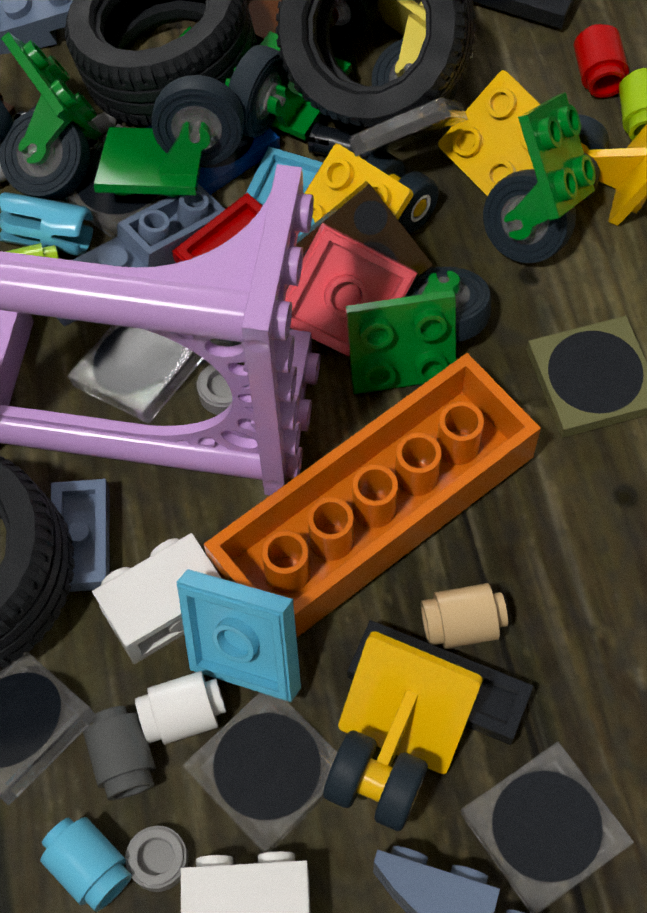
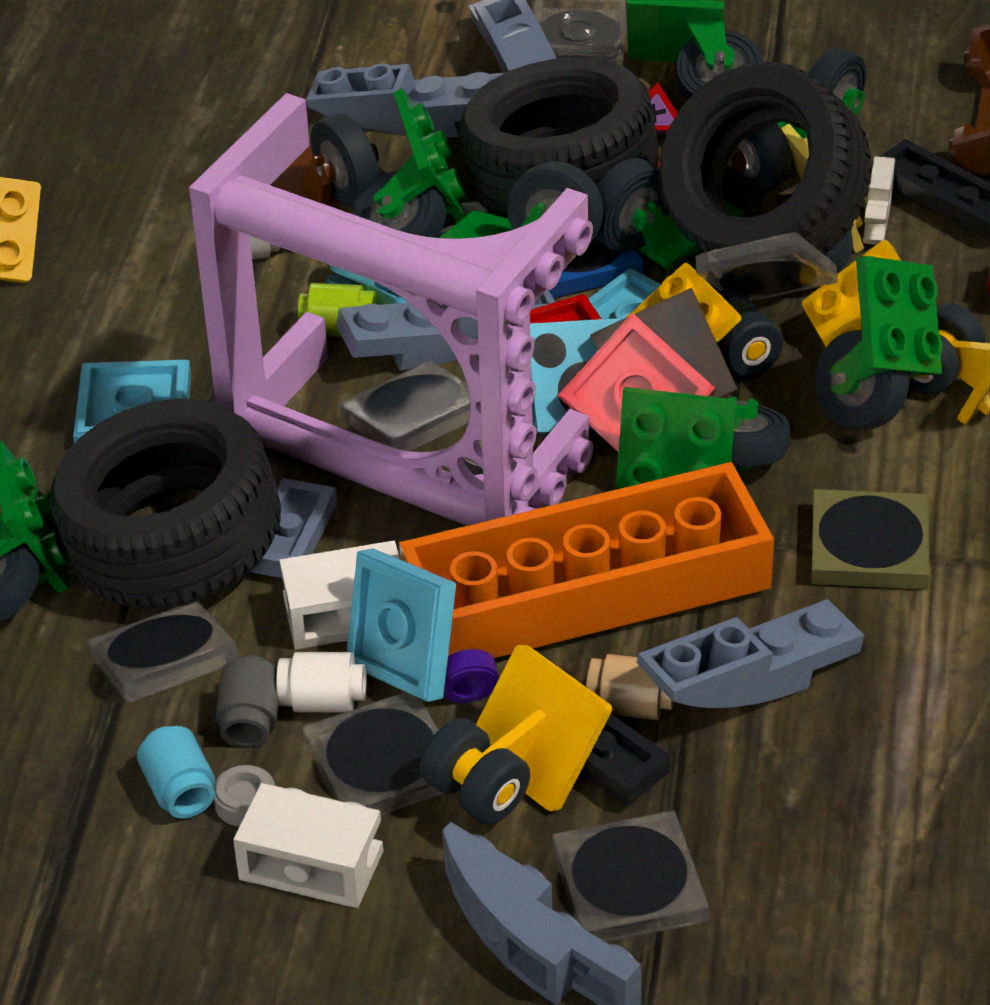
camera: 20 degrees right, 20 degrees down
(317, 652) = (470, 676): none -> dark purple tile
(562, 556) = (752, 665): none -> sand blue slope

